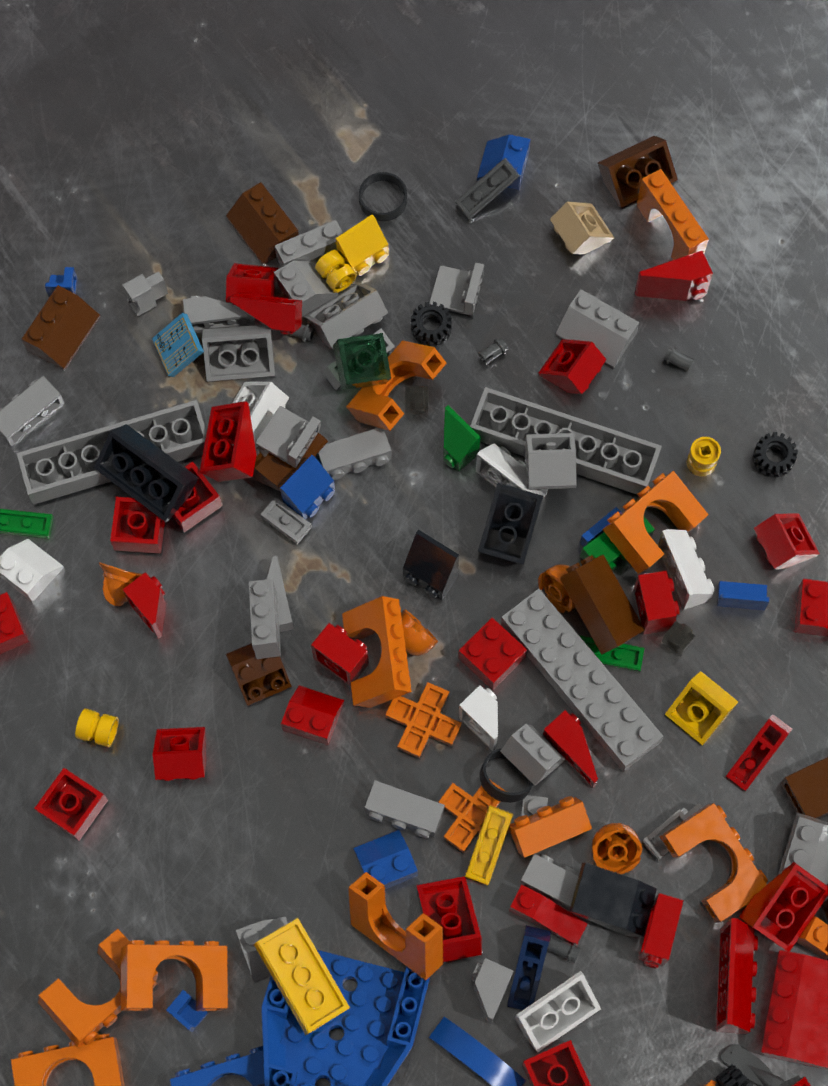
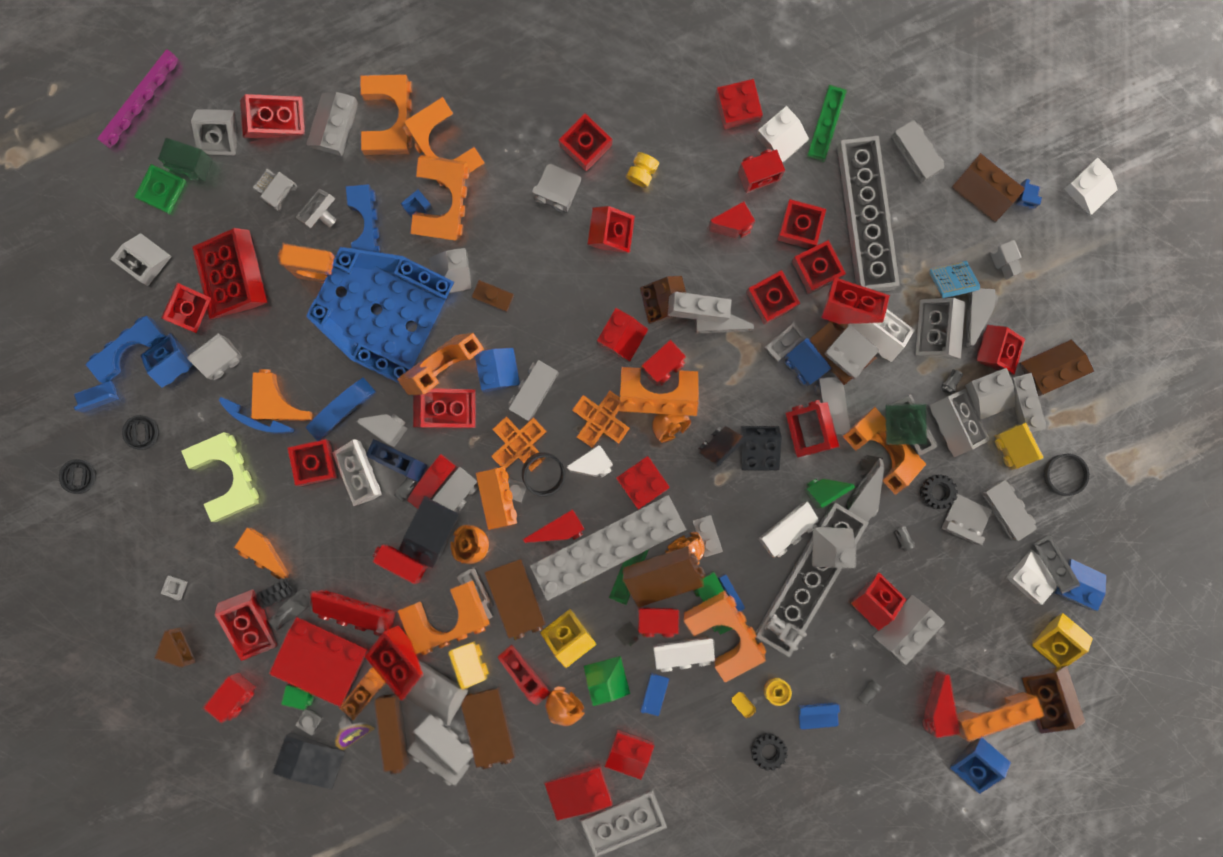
camera: 95 degrees right, 15 degrees up
(42, 220) = (1092, 186): none -> white slope
(77, 583) = (761, 170): none -> red brick
(114, 582) = (758, 202): orange piece -> none
(135, 831) = (556, 188): none -> light grey bracket
(145, 472) = (841, 233): black slope -> none
(234, 542) = (773, 297): none -> red brick
(274, 312) = (969, 359): red slope -> none
(290, 887) = (492, 296): none -> reddish brown tile
(301, 976) = (418, 288): yellow tile -> none
(335, 271) = (1001, 419): yellow wheel -> none
(399, 443) = (826, 426): none -> red window
(420, 515) = (761, 448): none -> black bracket
(436, 247) = (1009, 510): none -> light grey brick
(457, 393) = (867, 496): none -> light grey slope
(489, 845) = (492, 449): yellow tile -> none
(508, 211) = (1033, 578): none -> white slope
(510, 523) = (743, 517): black slope -> none
(523, 414) = (833, 548): none -> light grey slope
(530, 571) = (708, 533): none -> light grey plate
(532, 753) = (555, 497): light grey slope -> none
(550, 461) = (788, 560): light grey slope -> none
(571, 171) = (1062, 641): none -> yellow slope
(580, 227) = (1006, 638): tan slope -> none
(634, 449) = (788, 633): none -> light grey connector
(669, 780) = (515, 599): none -> reddish brown brick
(718, 409) = (818, 715): none -> blue panel
(727, 493) = (743, 705): none -> yellow piece
(730, 231) = (981, 765): none -> blue slope
(741, 653) = (606, 680): none -> green slope
(764, 820) = (468, 664): none -> yellow slope
(785, 540) = (692, 741): red slope -> none
(787, 695) = (563, 708): none -> orange cylinder

